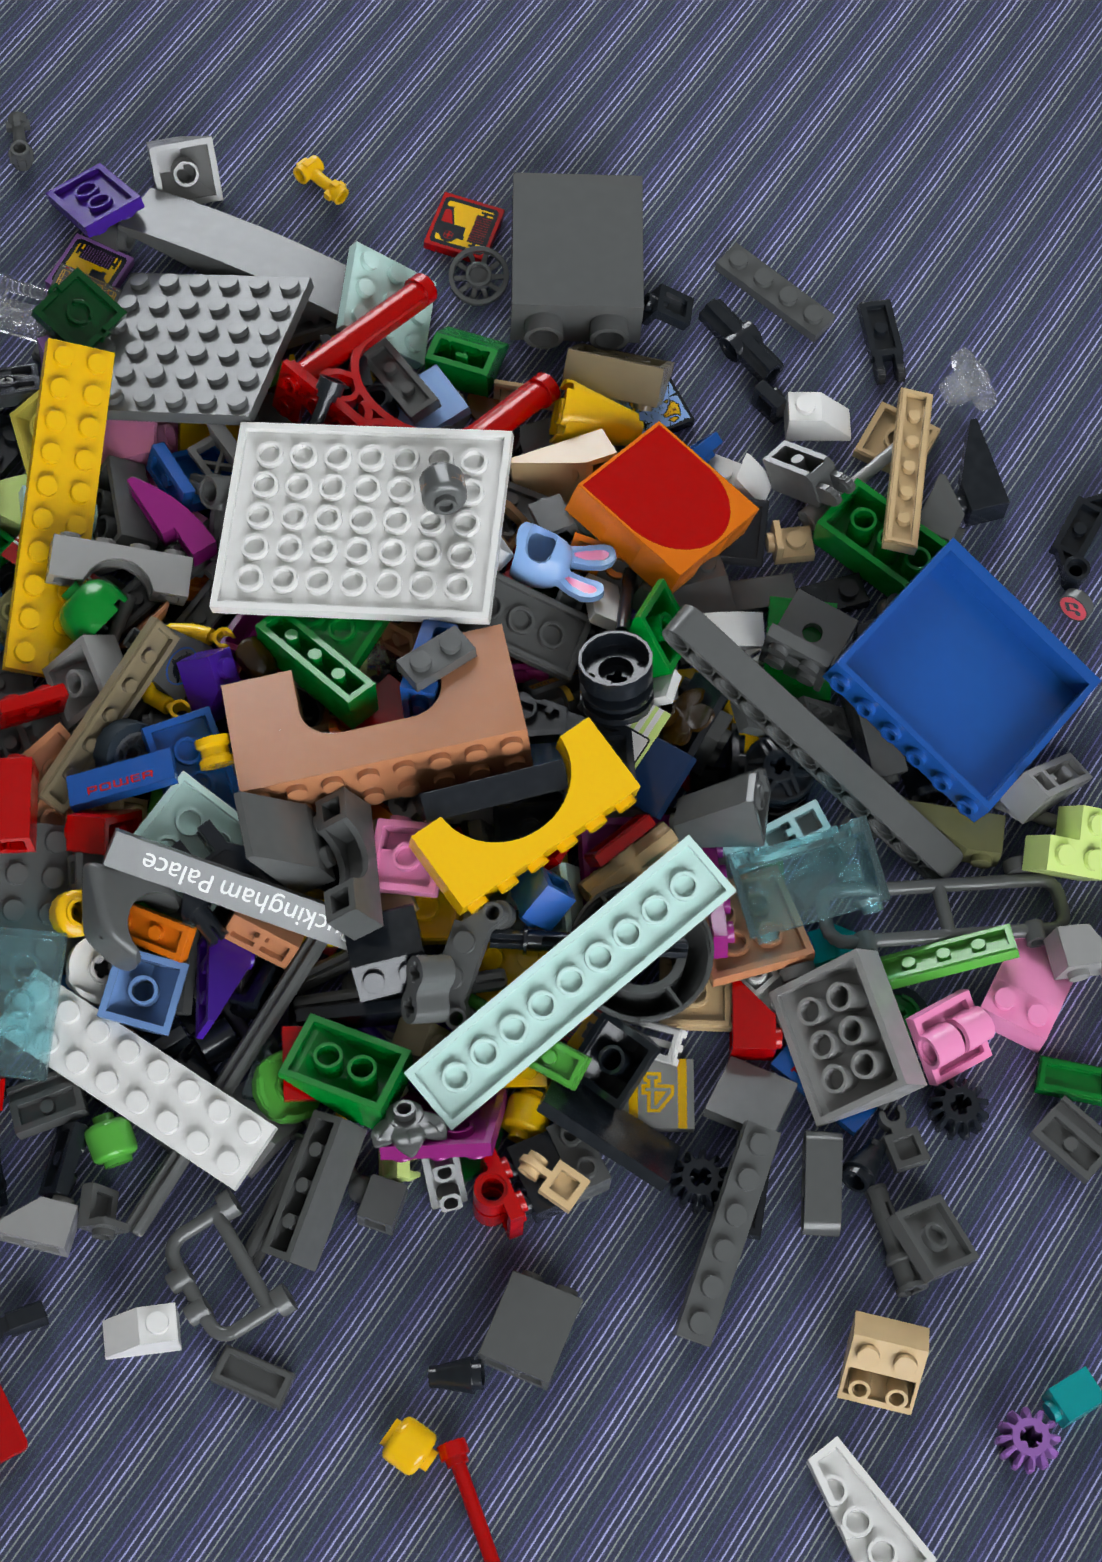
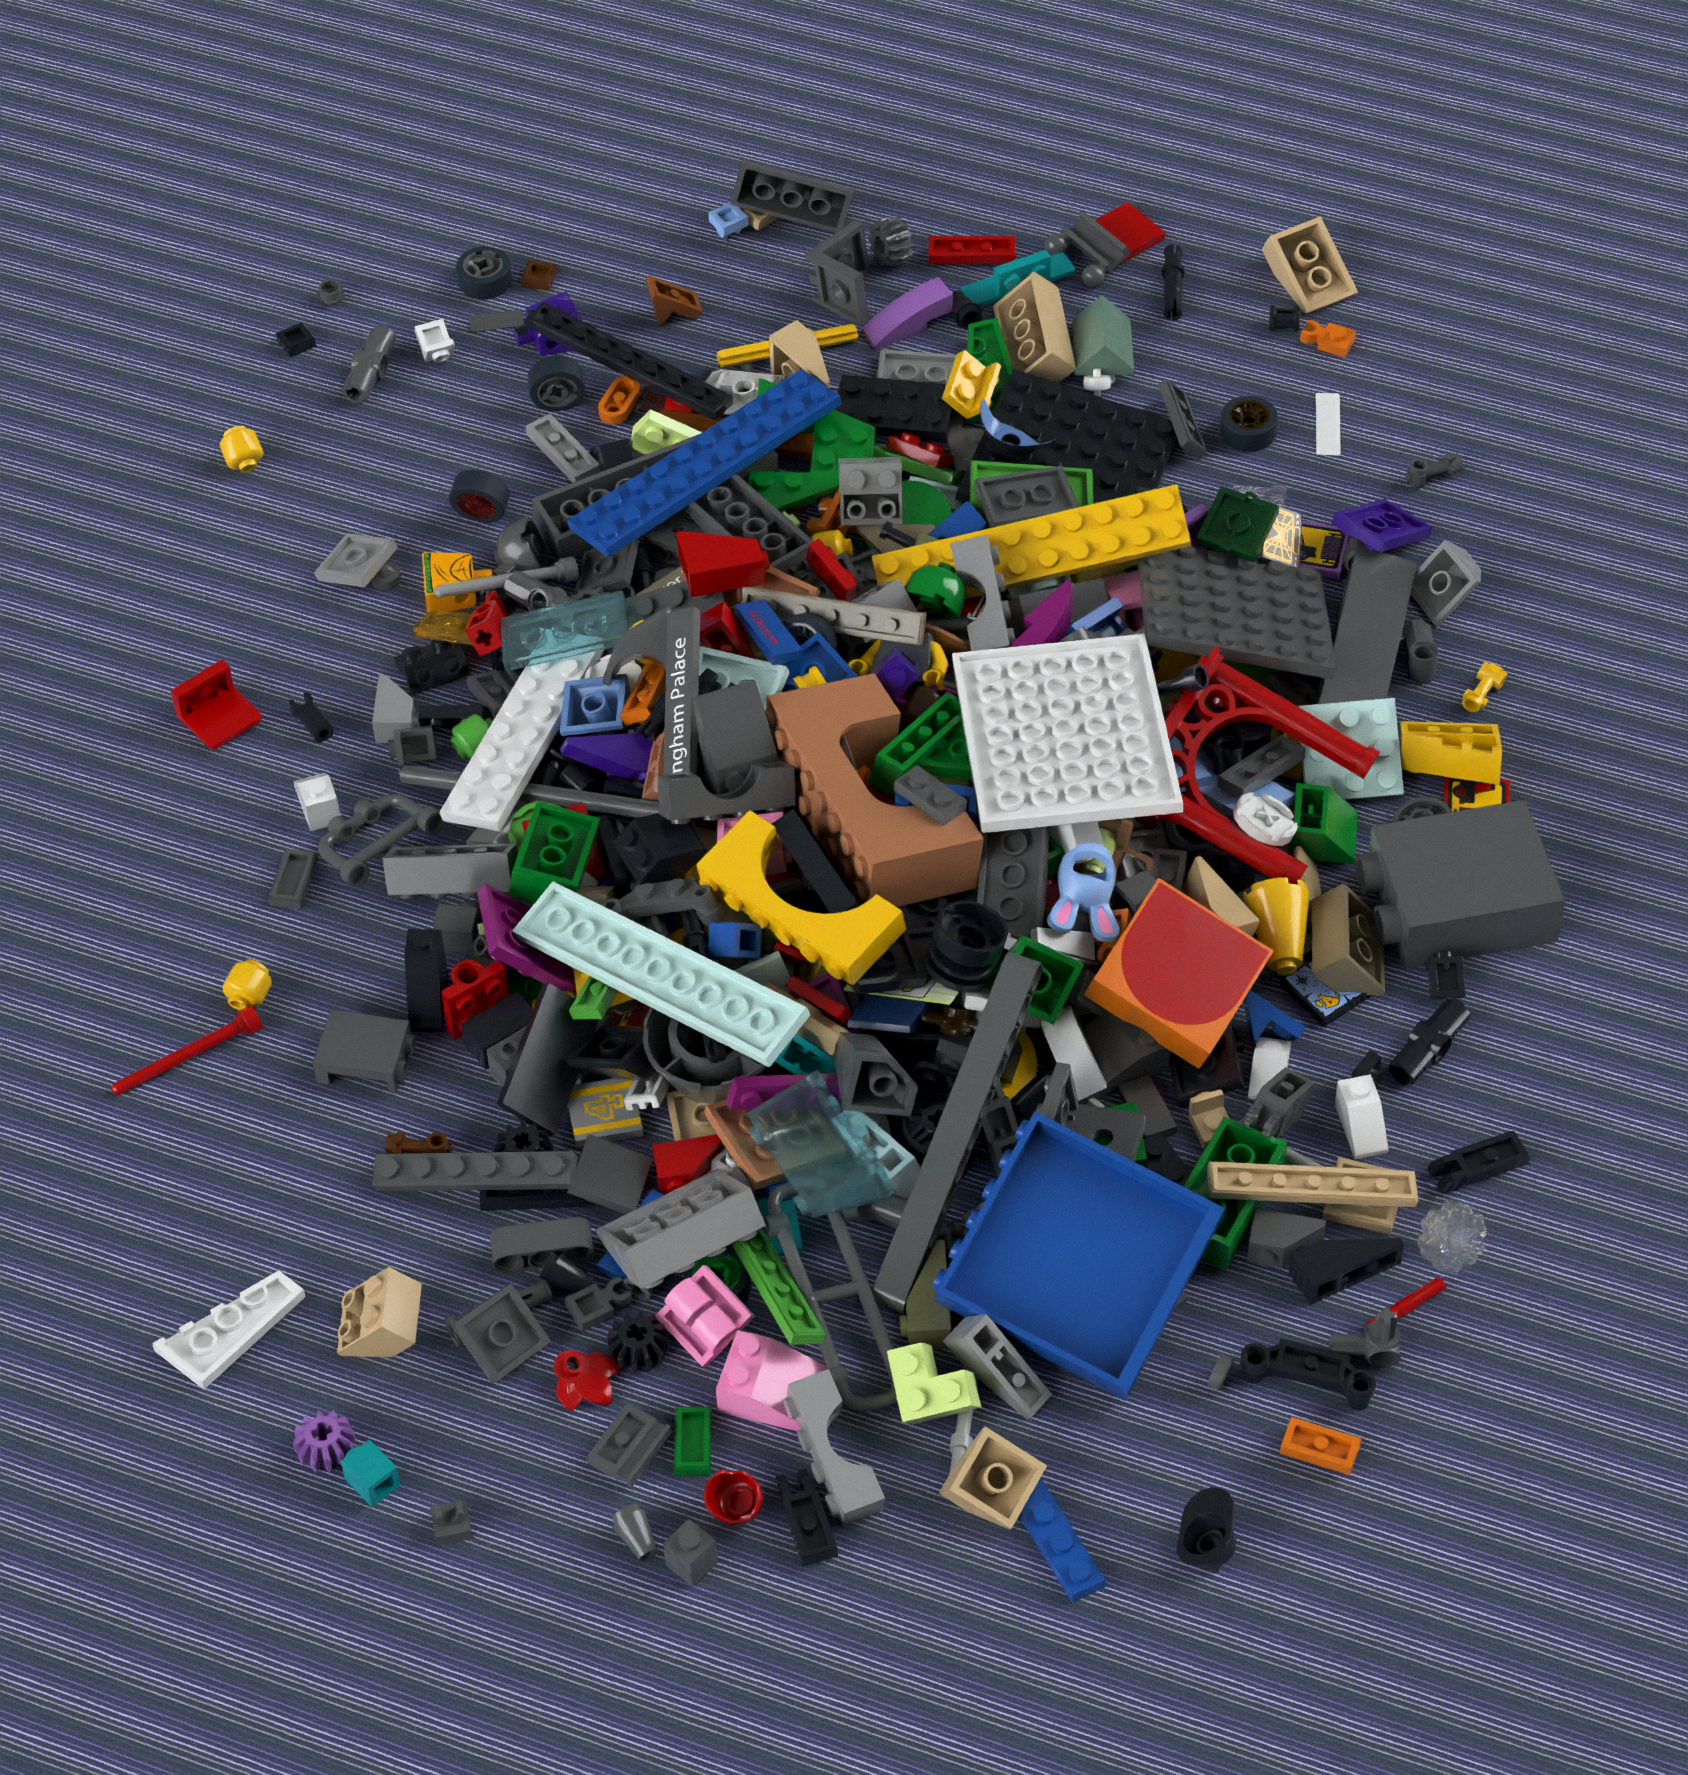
camera: 85 degrees right, 15 degrees down
(271, 215) = (1420, 651): none -> dark grey piece
(407, 1127) = (511, 898): dark grey plate -> none
(413, 215) = (1452, 750): none -> yellow wedge
(428, 989) = (625, 871): dark grey axle -> none
(443, 488) = (1099, 759): dark grey head -> none
(459, 1375) = (314, 1011): black cone -> none
(465, 1243) = (425, 979): none -> black slope
(479, 391) = (1265, 819): none -> white tile
(561, 1185) = (488, 1026): tan plate -> none
(675, 1271) = (399, 1144): none -> reddish brown bar
(775, 292) = (1504, 1066): dark grey plate -> none
(988, 1165) = (588, 1381): none -> red plate
(1022, 441) = (1417, 1298): none -> red piece
(1066, 474) = (1377, 1343): none -> dark grey axle

